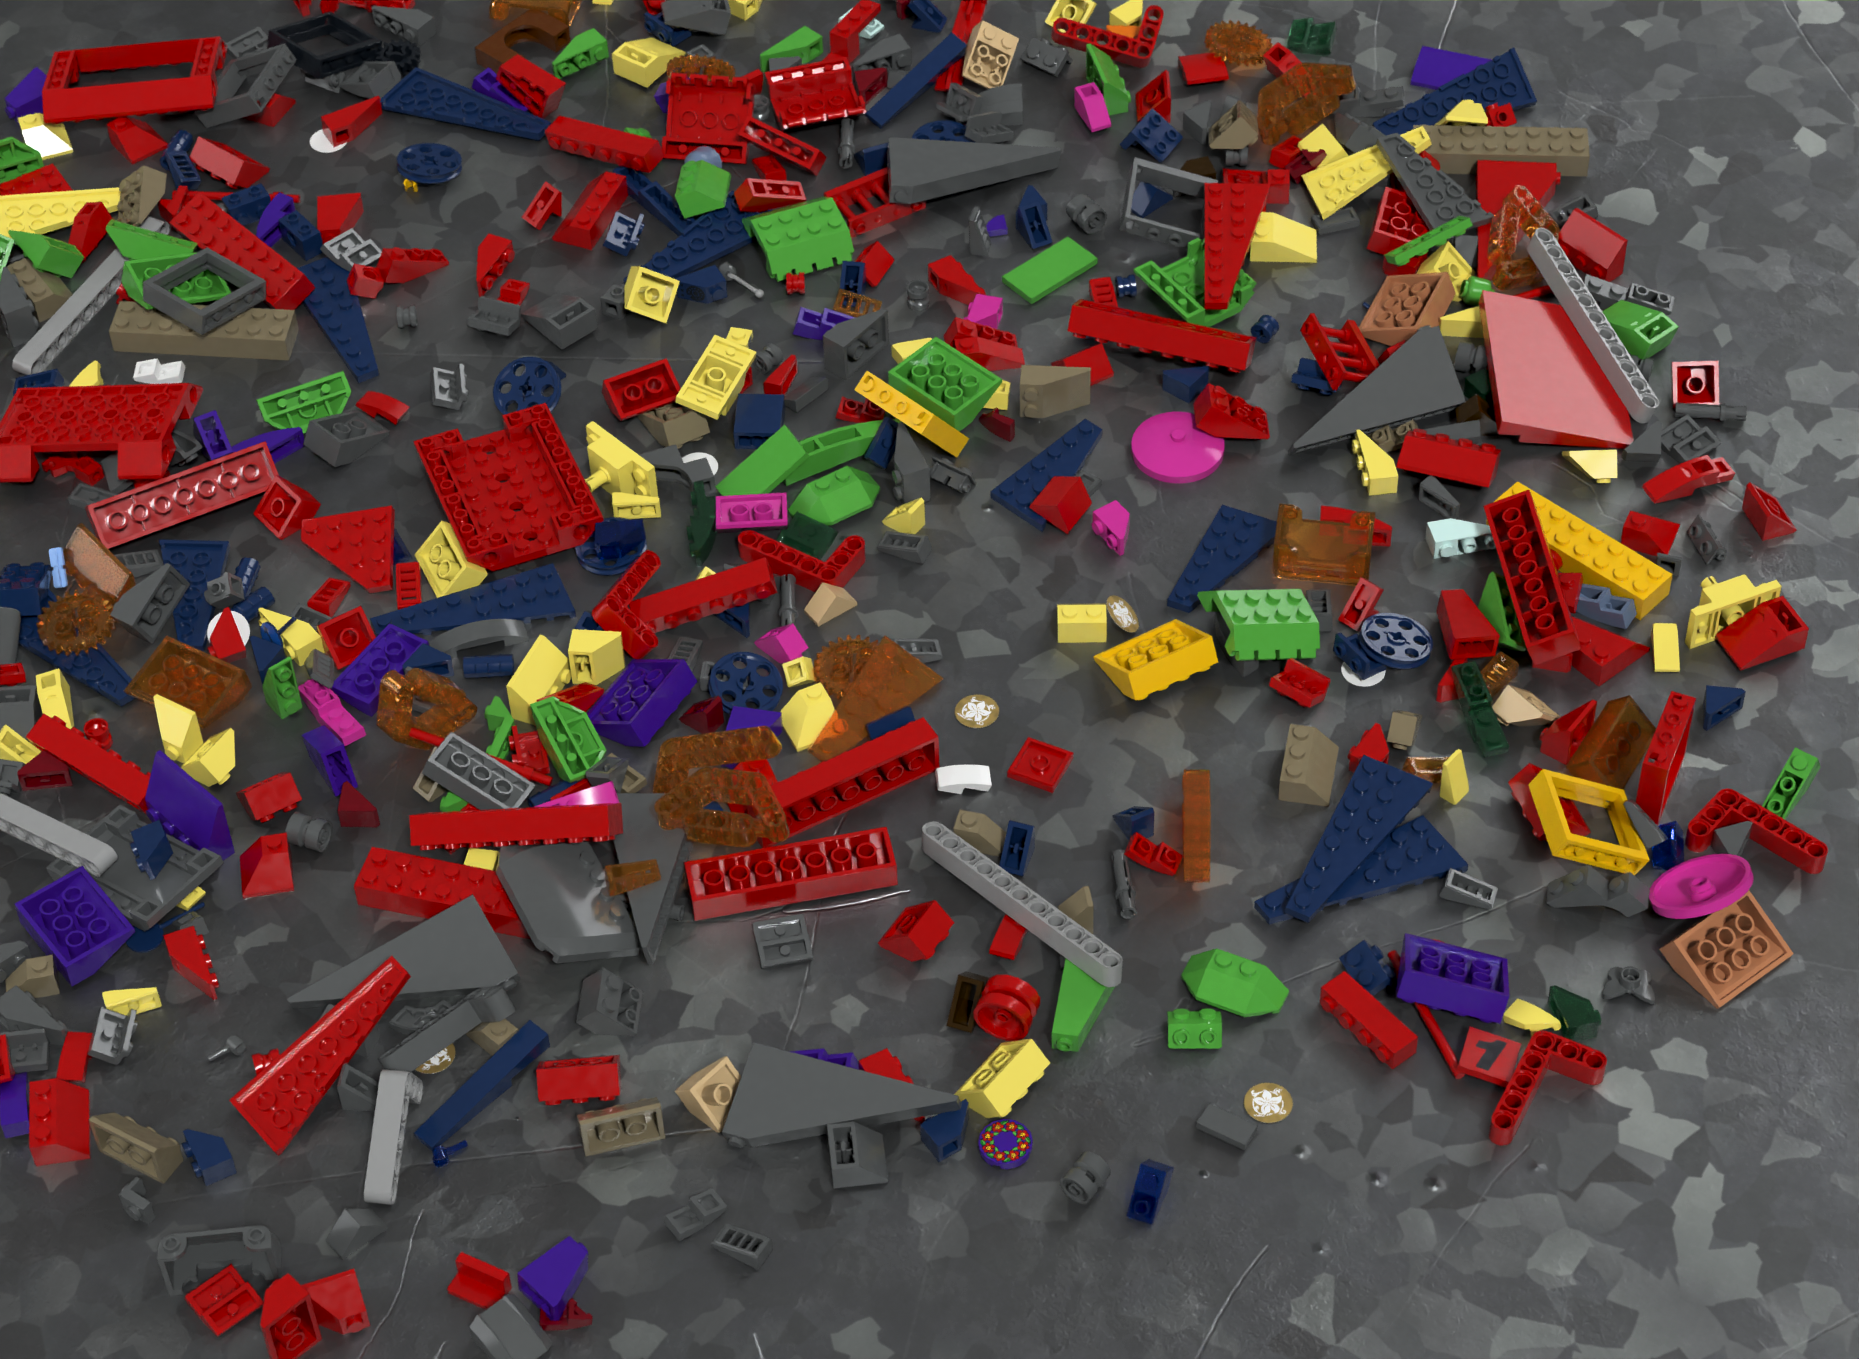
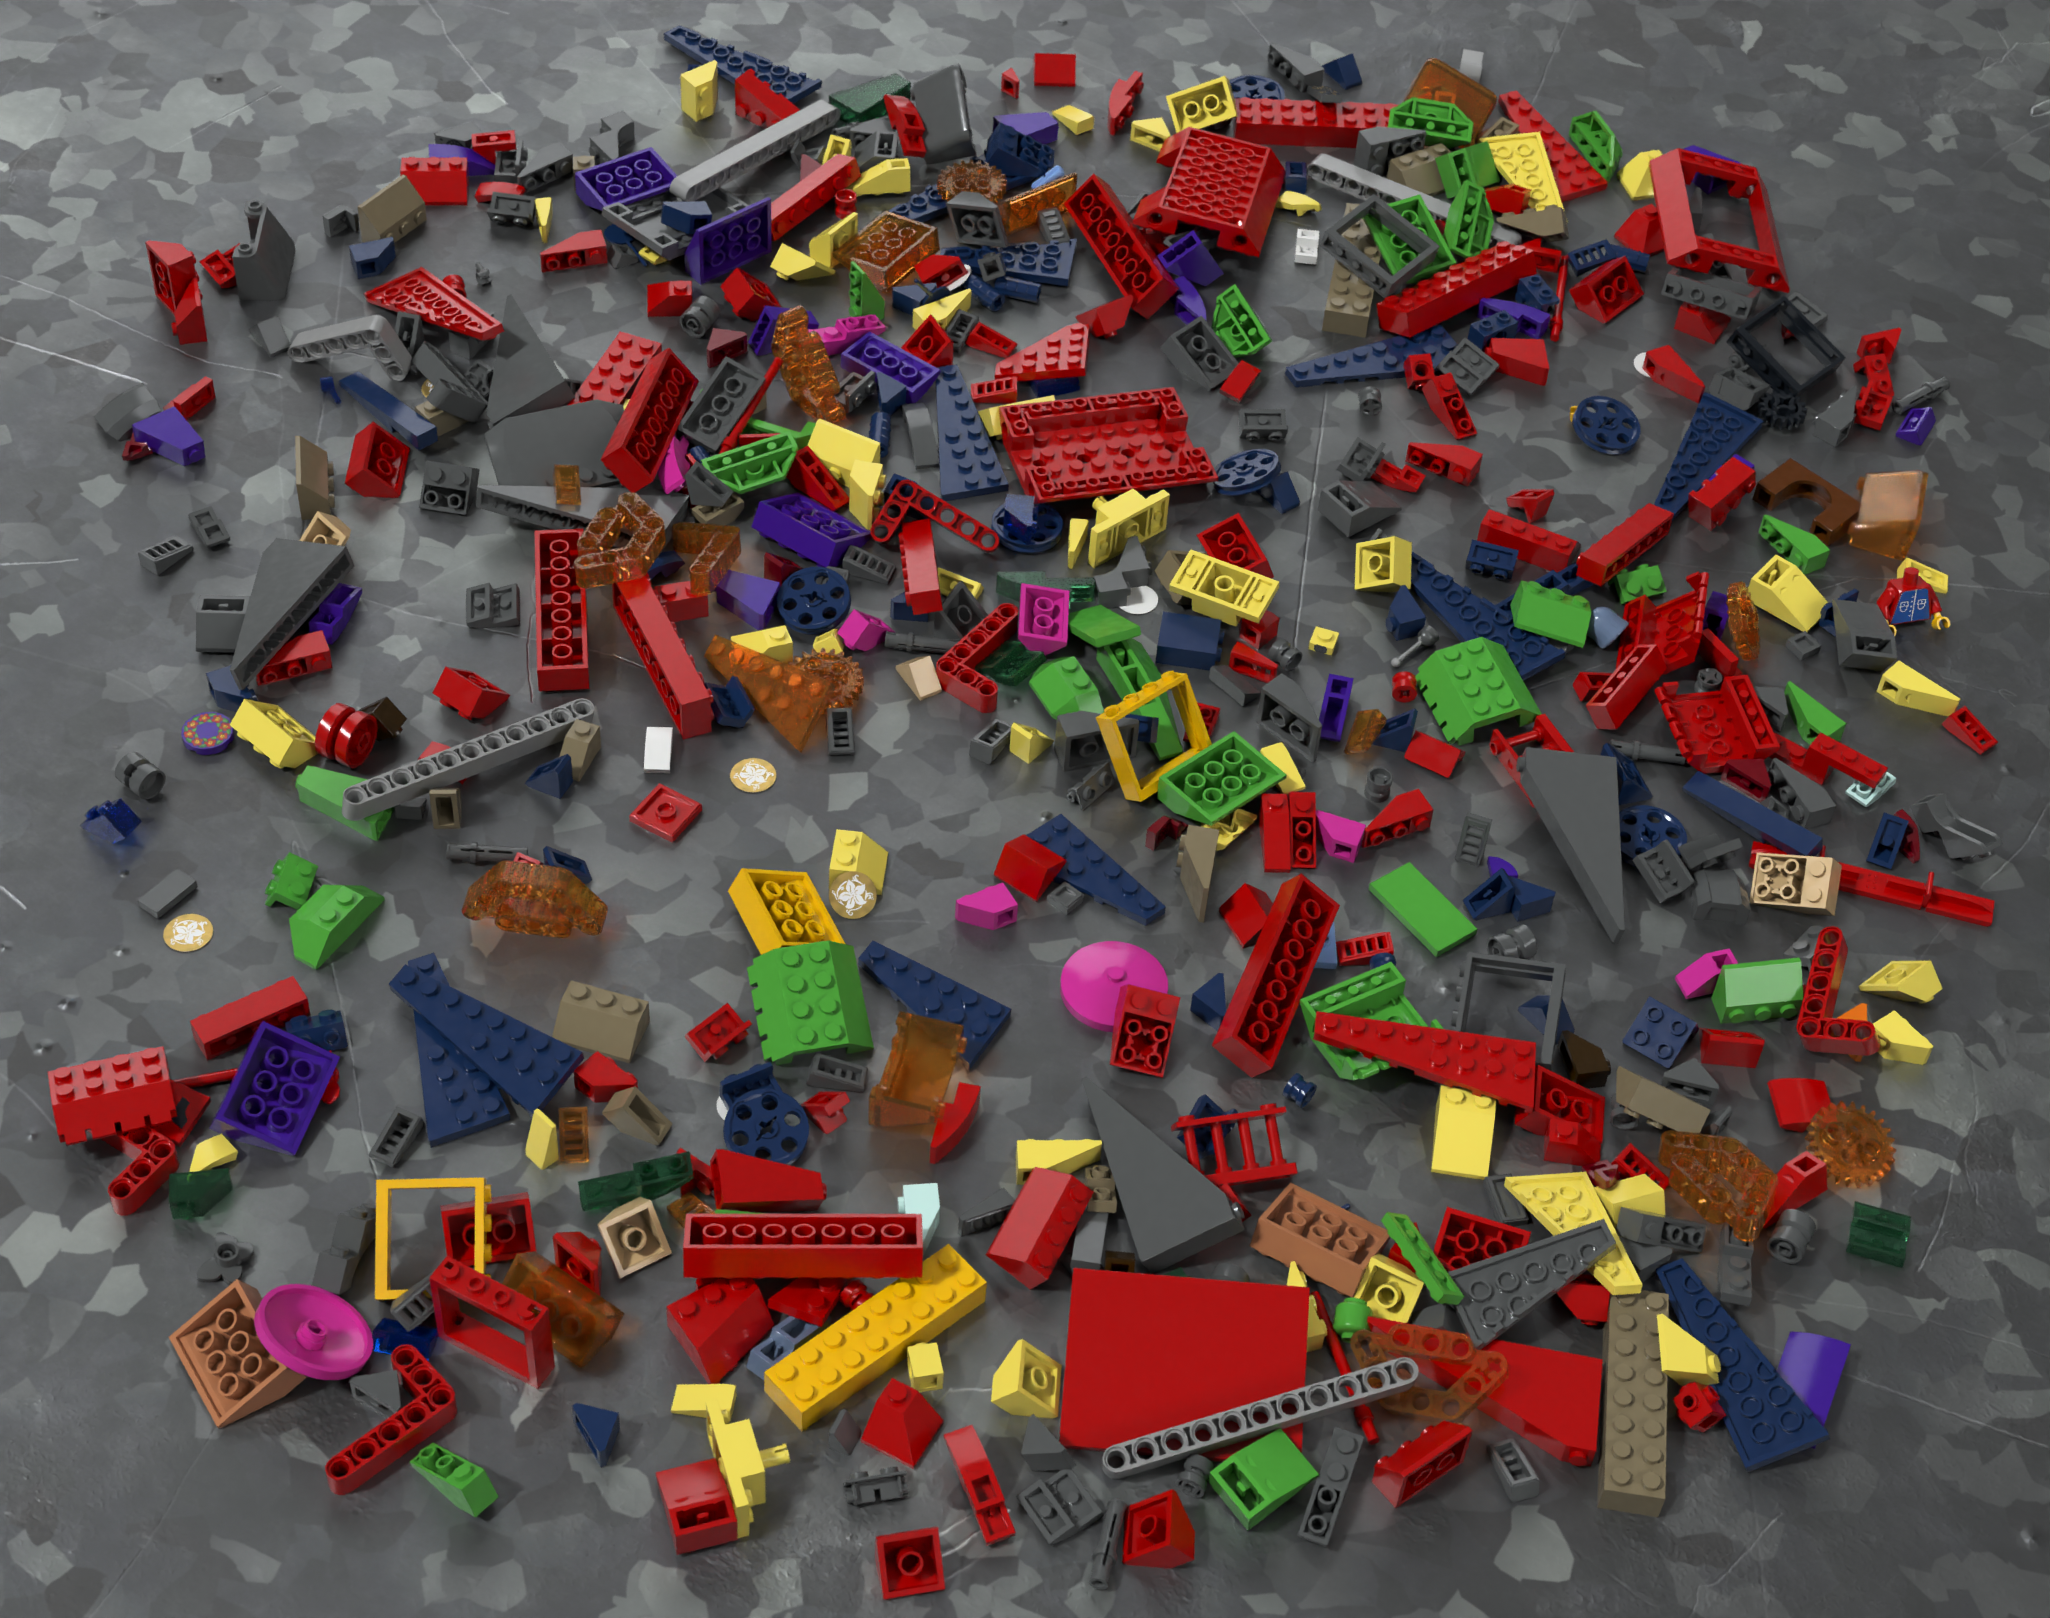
camera: 90 degrees right, 0 degrees up
(320, 668) = (900, 327): dark grey slope -> none
(766, 194) = (1534, 663): red slope -> none
(1488, 1092) = (111, 1093): none -> red slope
(1598, 516) = (925, 1367): none -> light yellow brick

